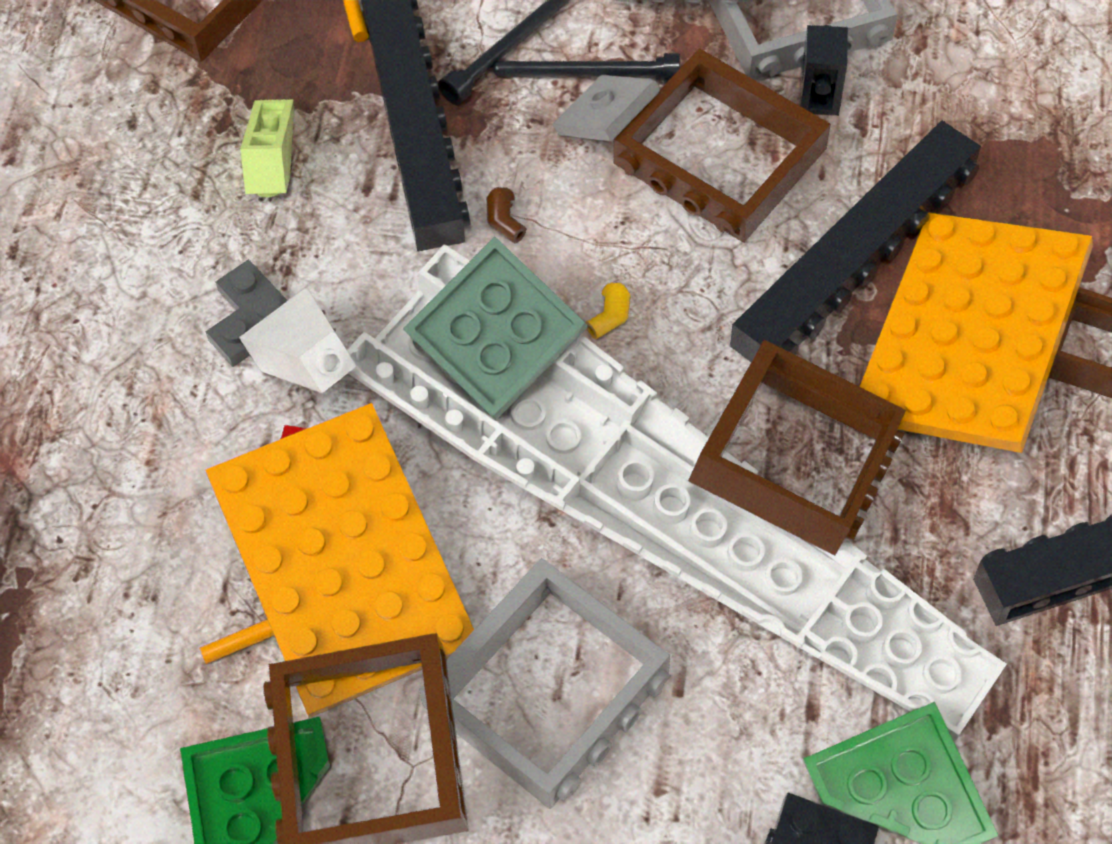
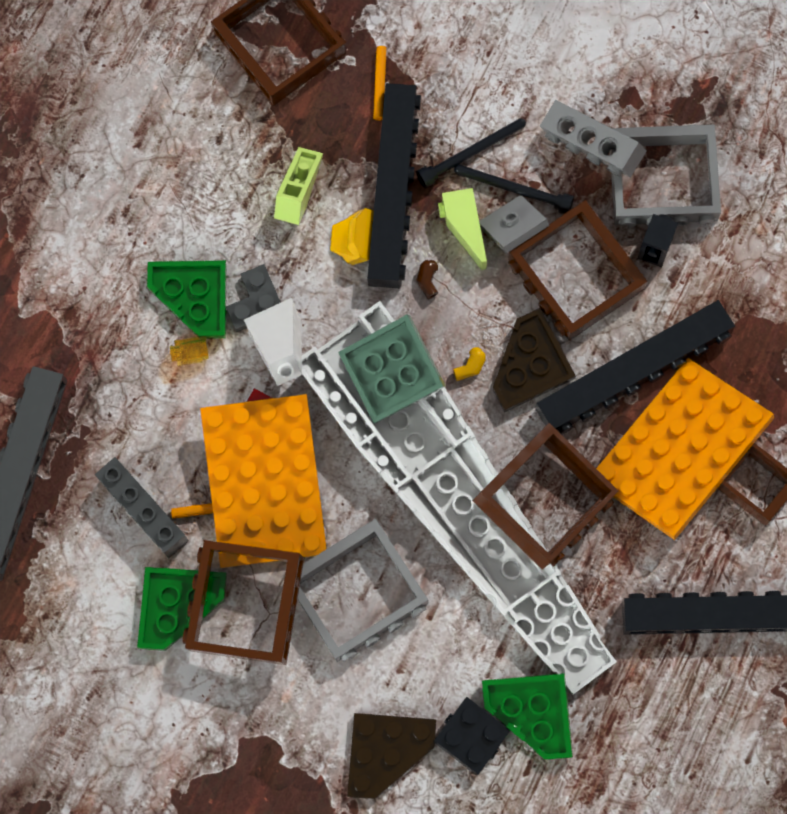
camera: 20 degrees right, 15 degrees up
(148, 328) = (192, 293): none -> green plate
(149, 657) = (141, 507): none -> dark grey brick
(165, 407) = (189, 351): none -> clear yellow brick
(374, 188) = (353, 237): none -> yellow slope
(534, 129) = (463, 221): none -> yellowish green slope
(701, 282) = (531, 363): none -> dark brown plate

